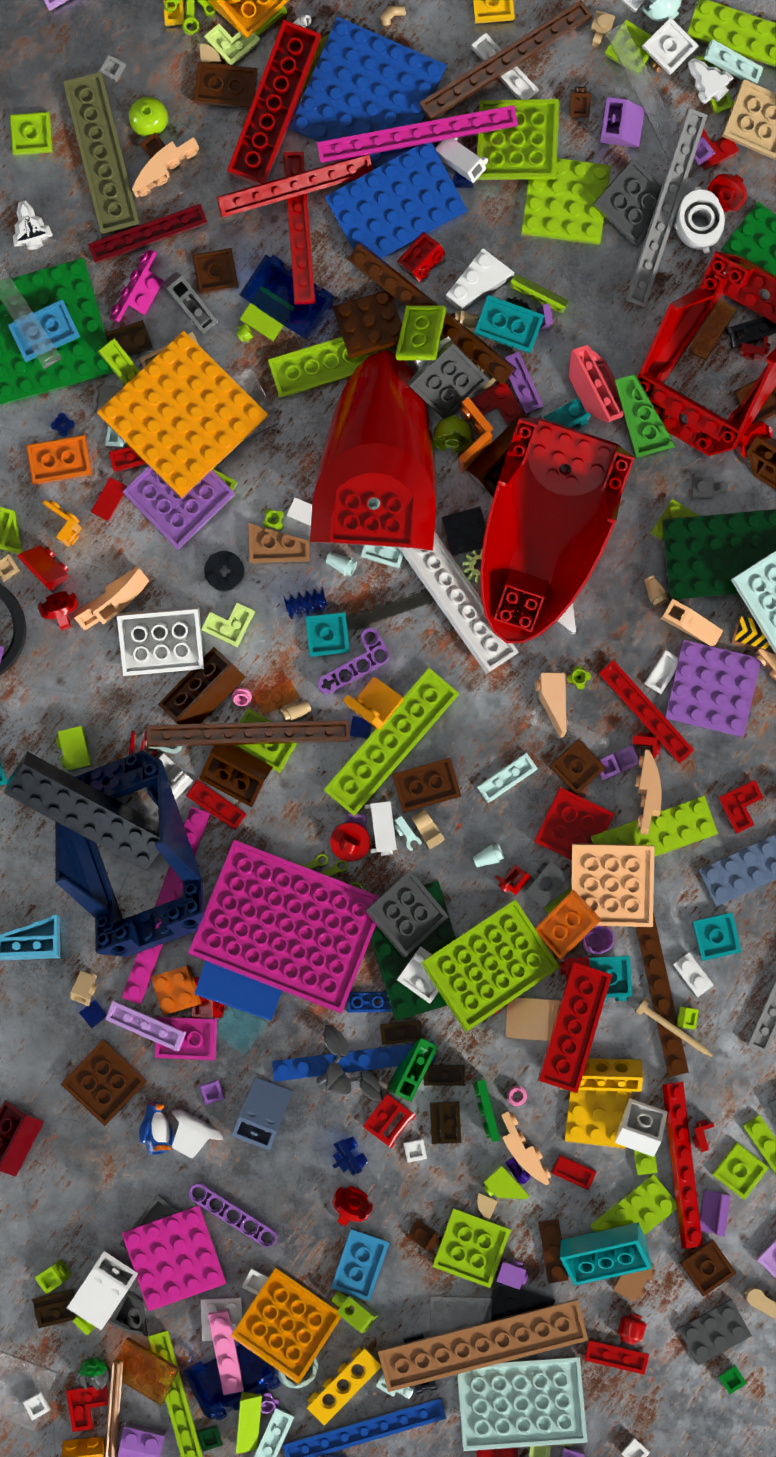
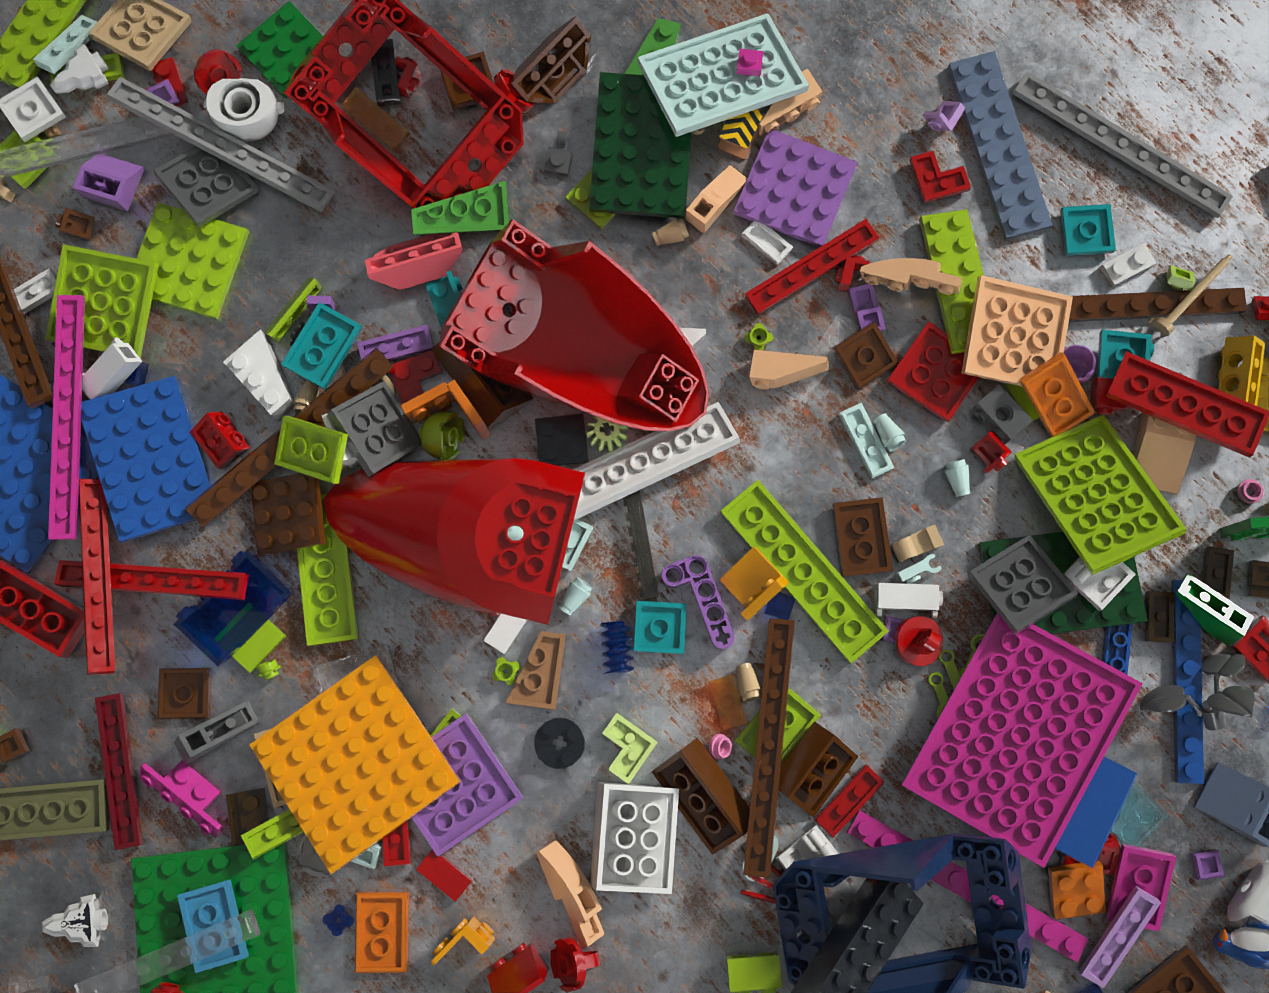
camera: 80 degrees left, 5 degrees down
(156, 171) = (39, 746): light nougat slope -> none
(515, 795) = (889, 432): none -> light aqua cone

